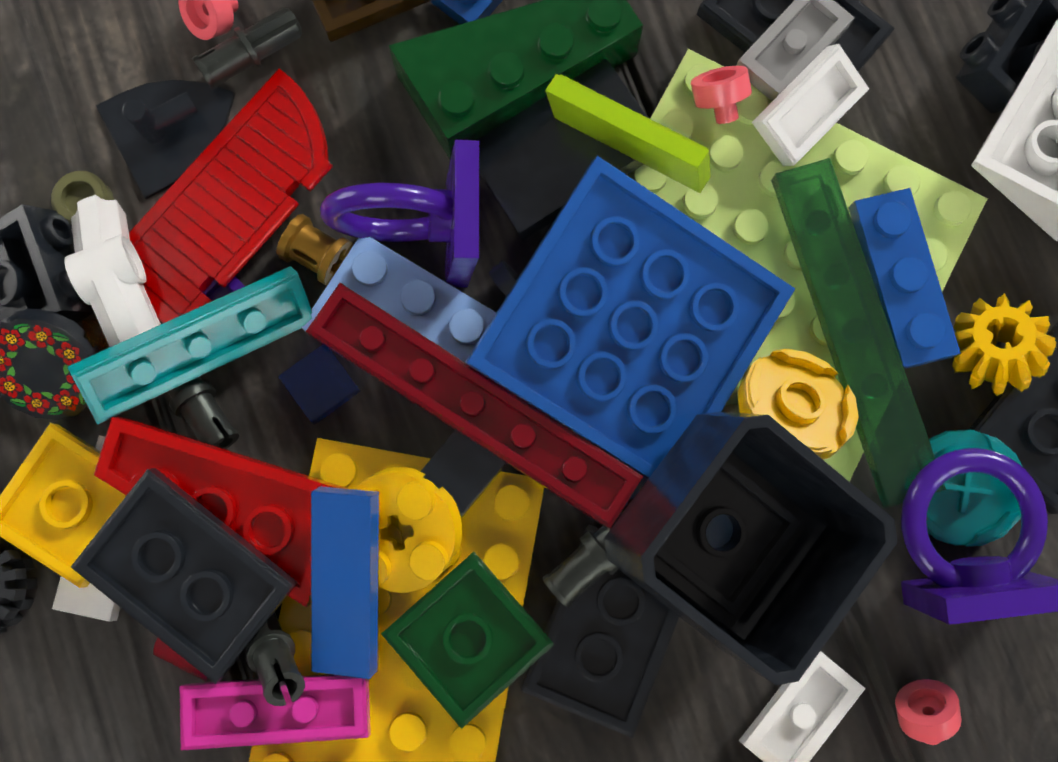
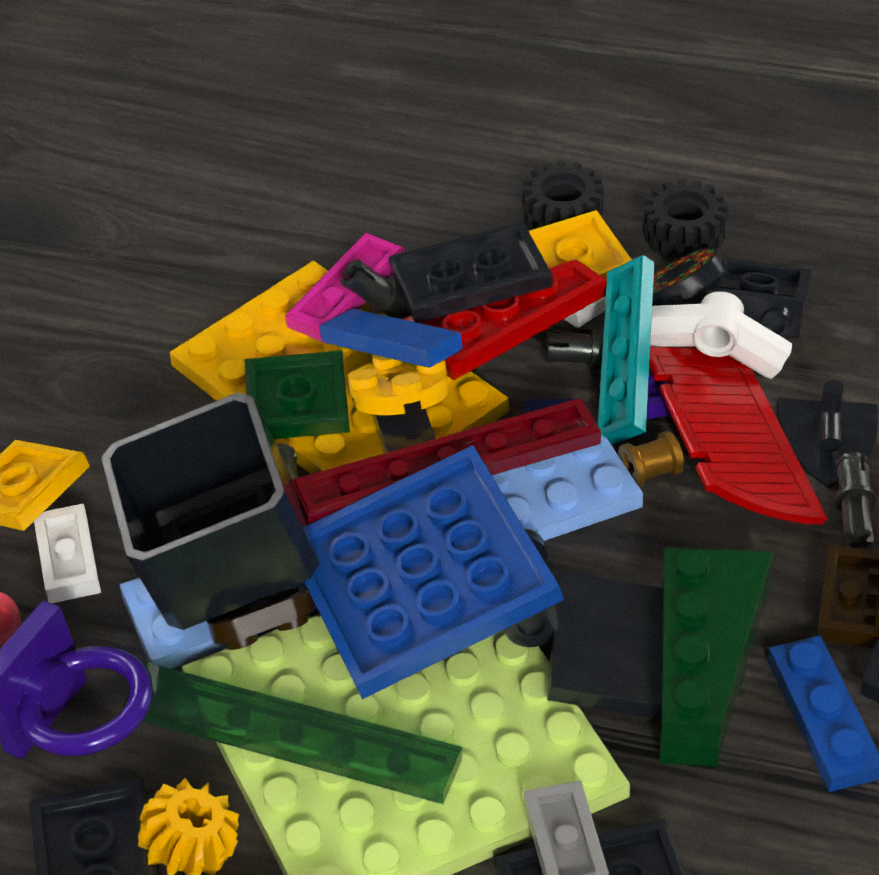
camera: 130 degrees right, 35 degrees down
(74, 188) = (804, 365): olive tile -> none
(450, 218) = (598, 527): dark purple tile -> none
(629, 132) = (570, 647): lime tile -> none
(722, 90) = (563, 749): coral tile -> none
(802, 398) = (271, 641): yellow tile -> none
(810, 105) = (499, 809): white tile -> none
(904, 277) = (301, 791): blue plate -> none
(974, 505) = (118, 766): teal tile -> none

